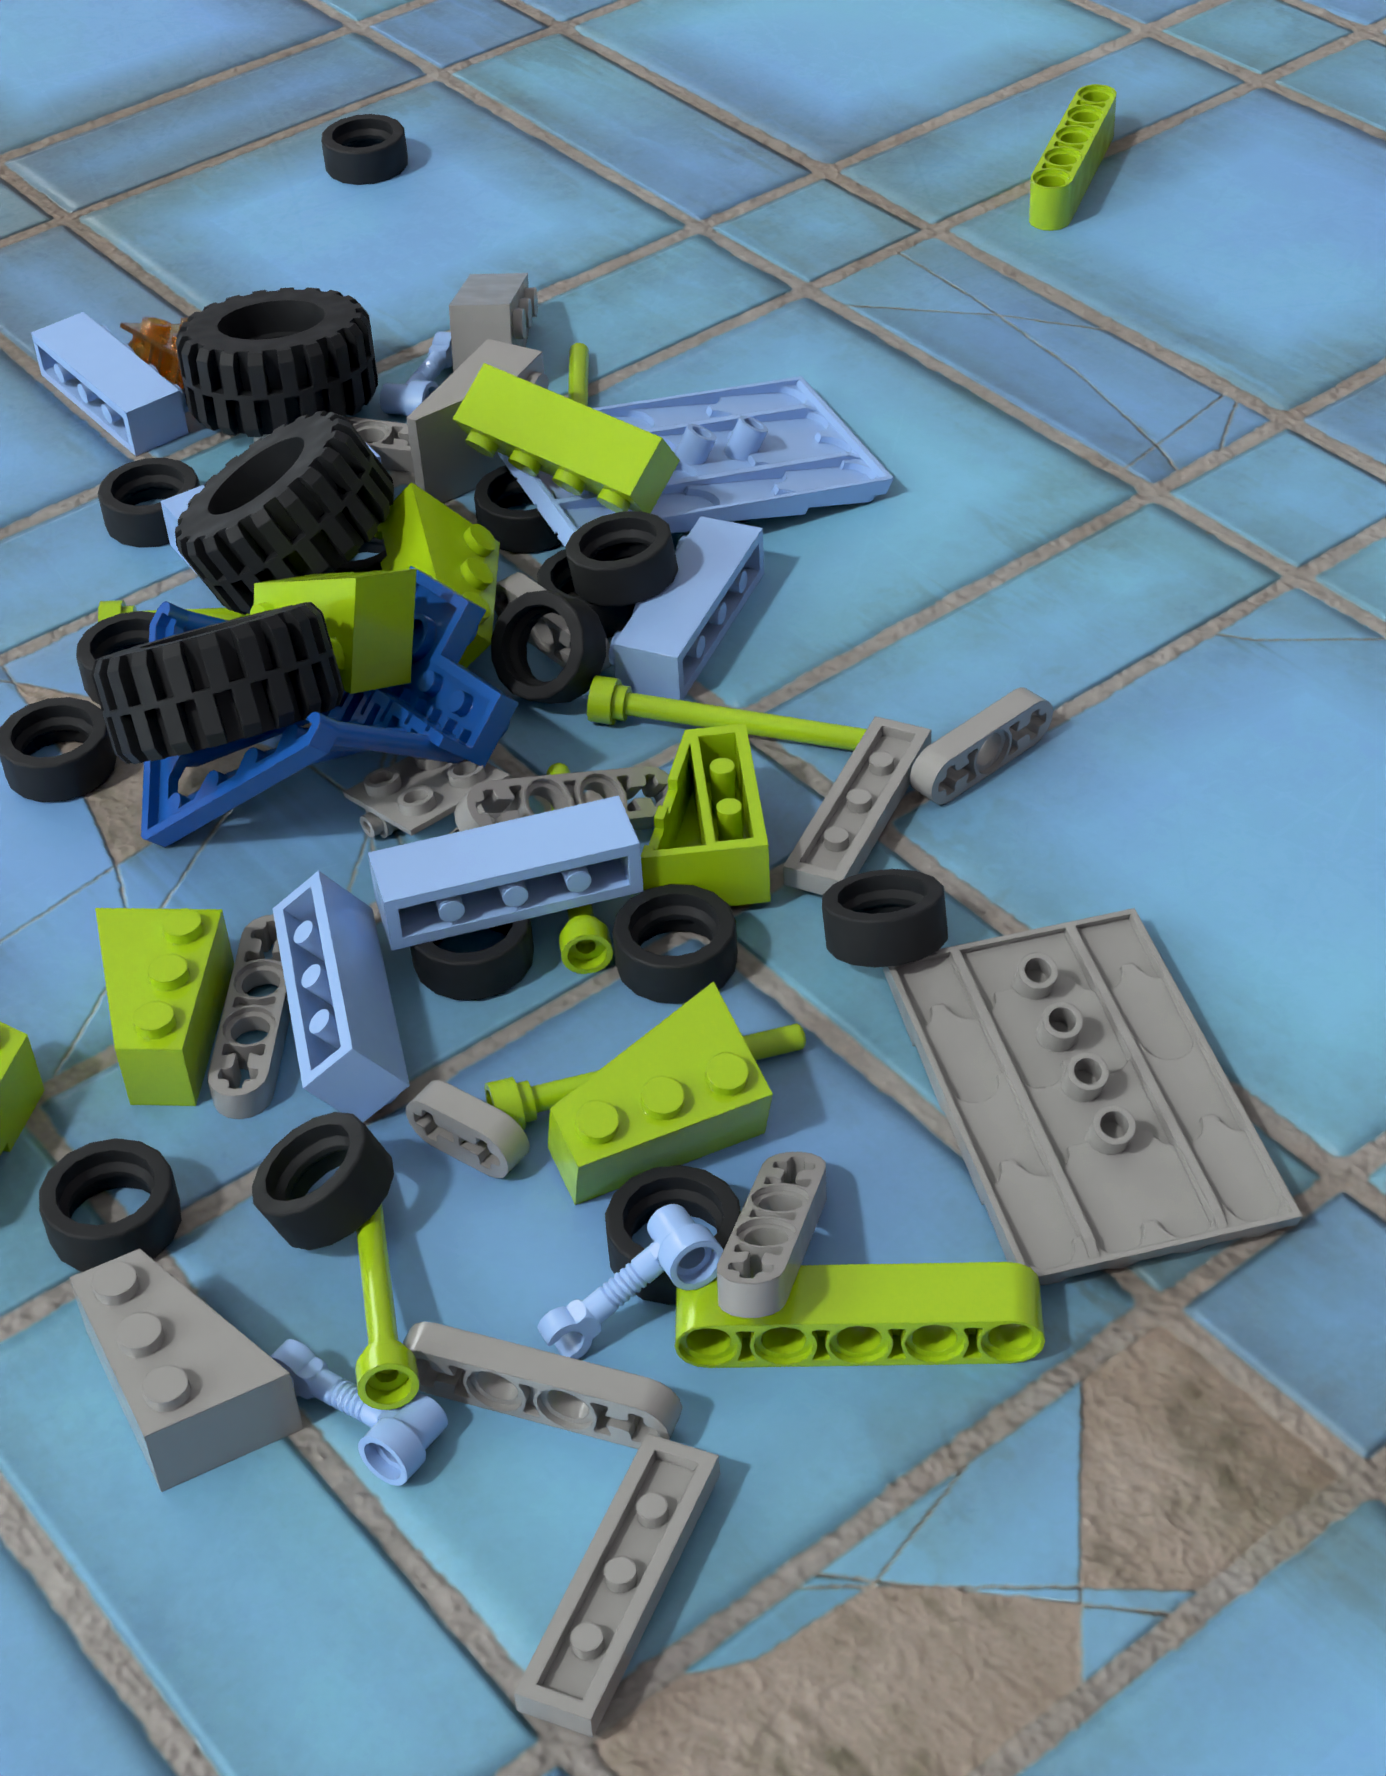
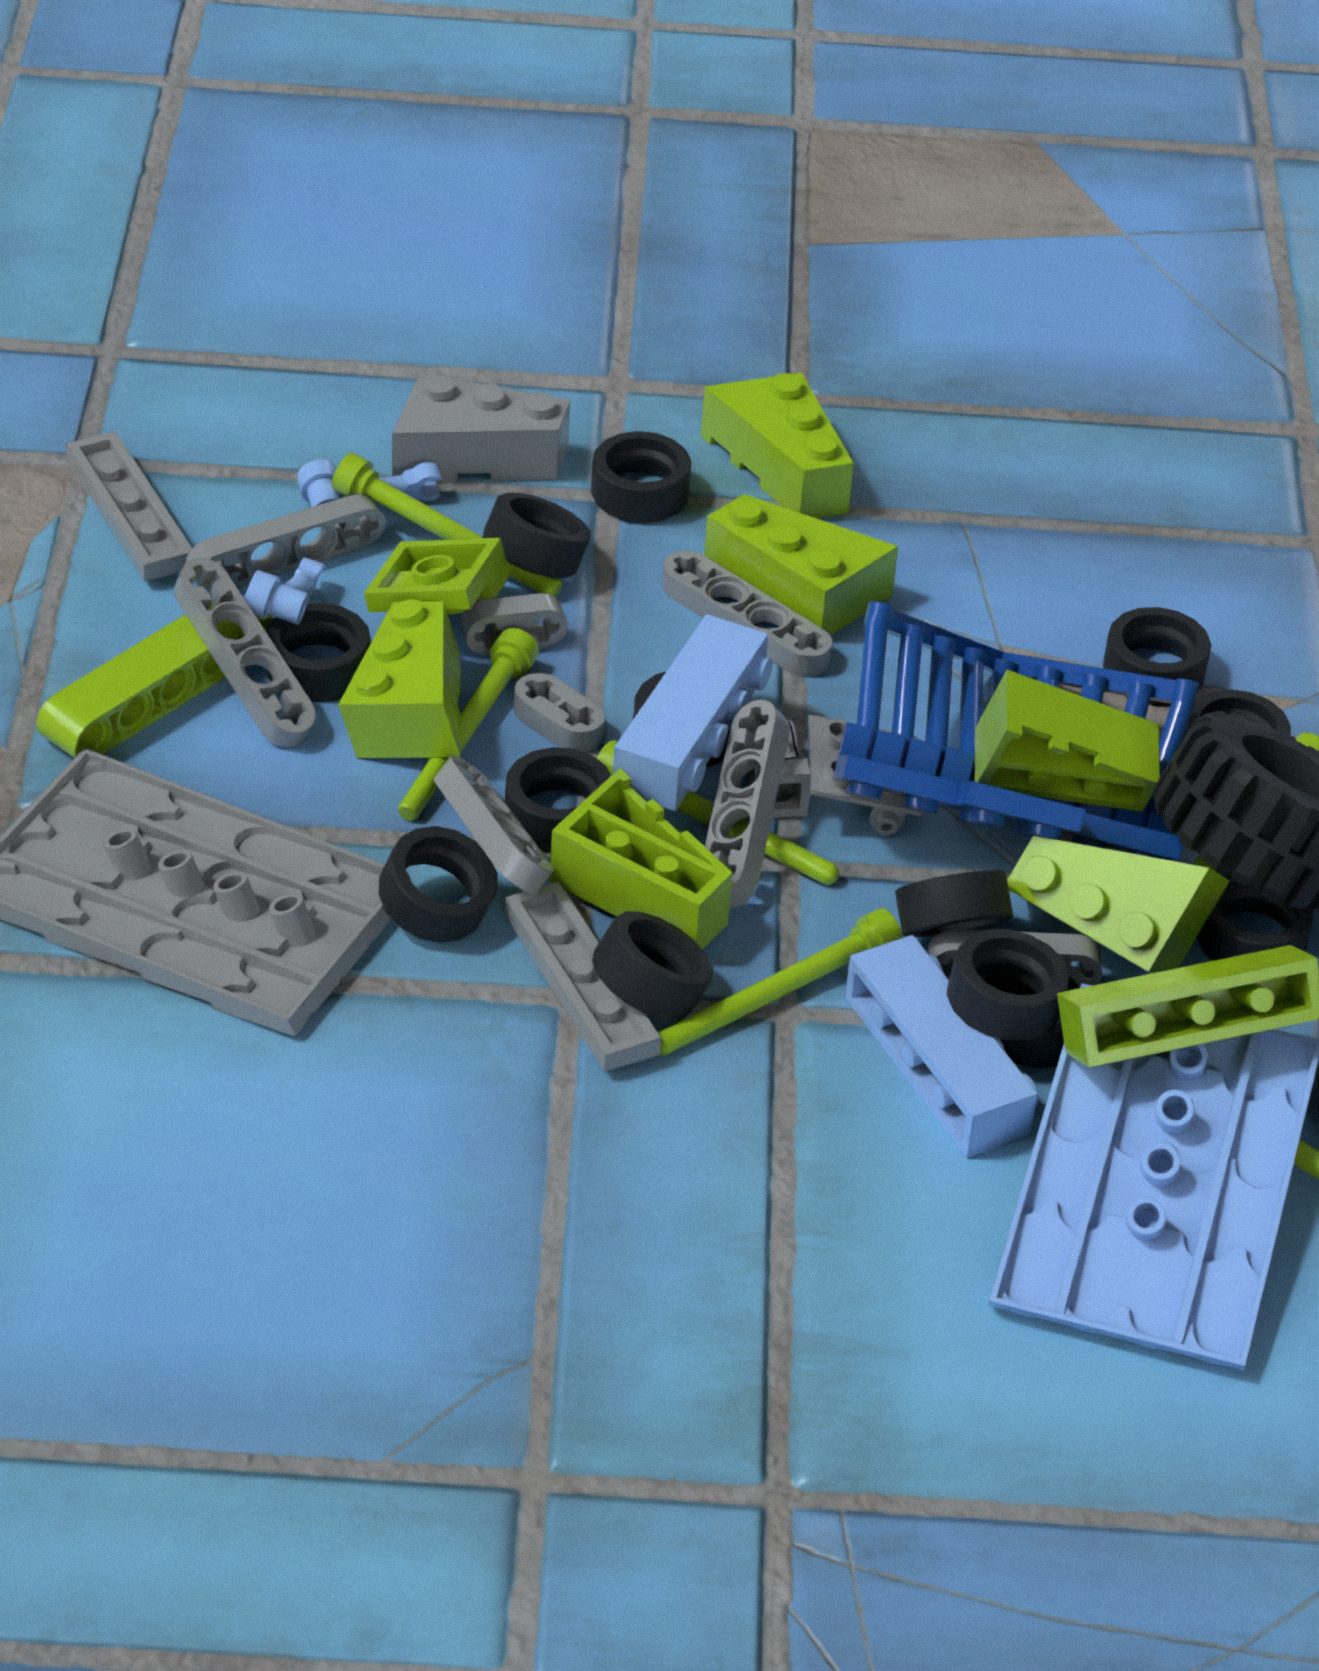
camera: 125 degrees right, 0 degrees up
(218, 683) = (1010, 598): black tyre -> none
(339, 998) = (668, 609): light blue brick -> none
(489, 1184) = (440, 571): none -> lime plate
(537, 1031) = (559, 712): none -> light grey beam
(780, 924) = (493, 825): none -> light grey beam
(817, 748) = (652, 965): none -> black tyre
(981, 745) = (558, 1080): light grey beam -> none

